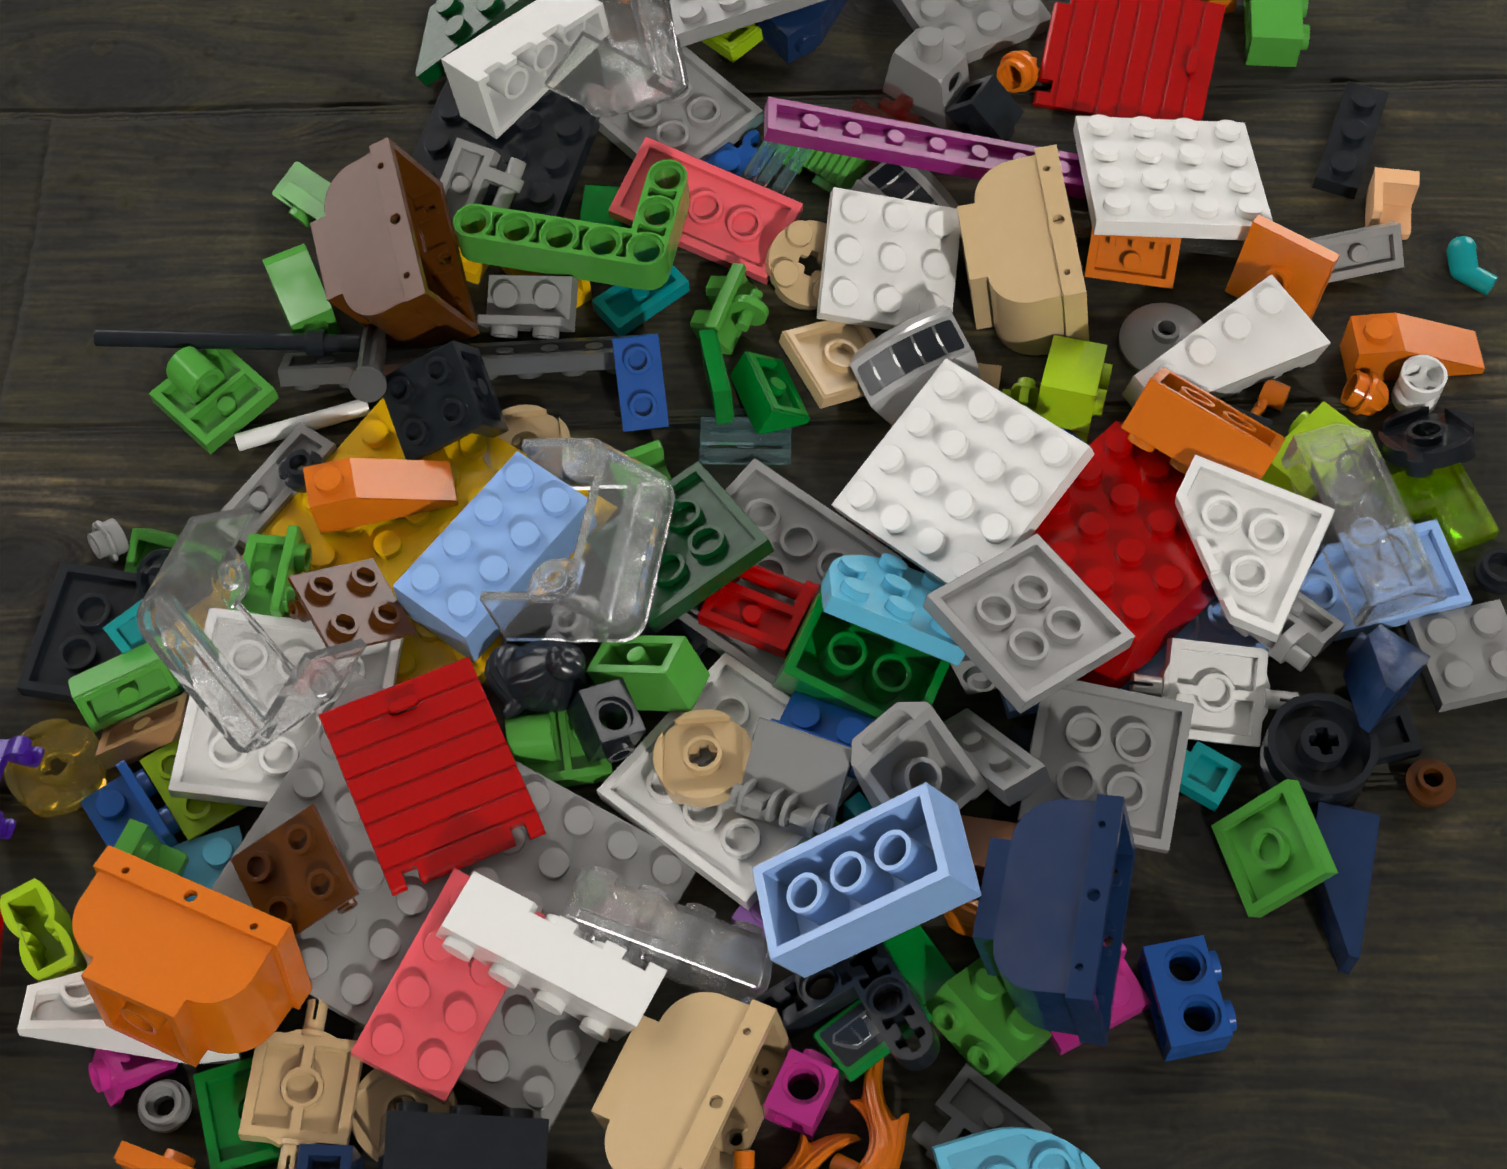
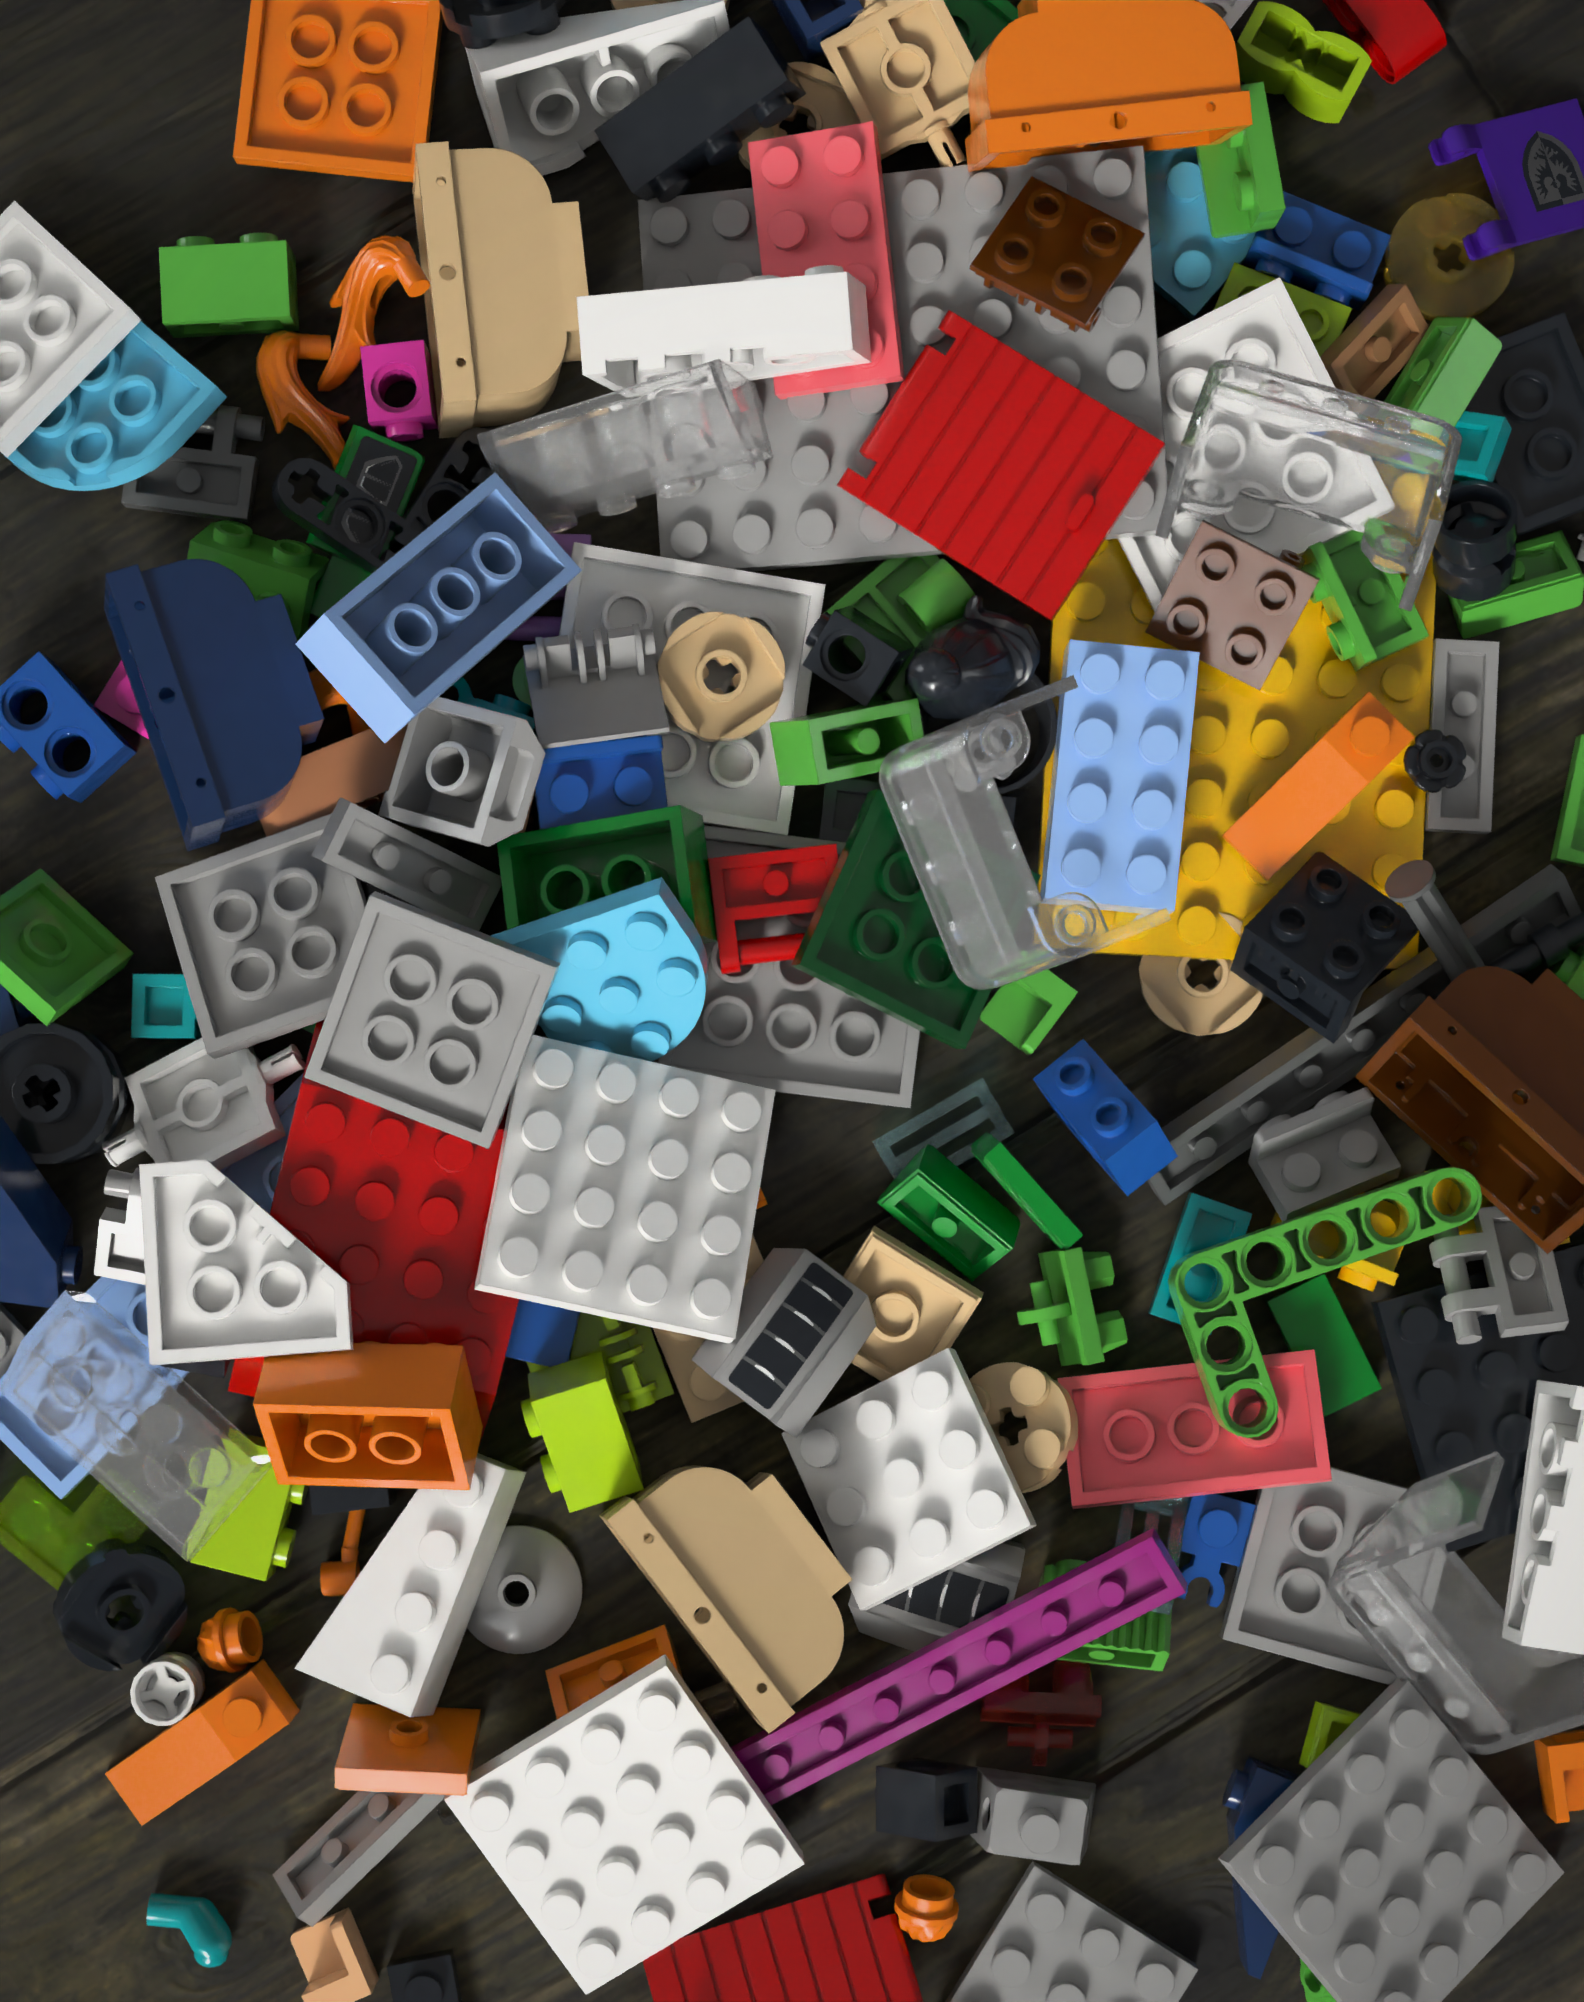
camera: 145 degrees right, 25 degrees up
(313, 420) = (1501, 835): white bar -> none

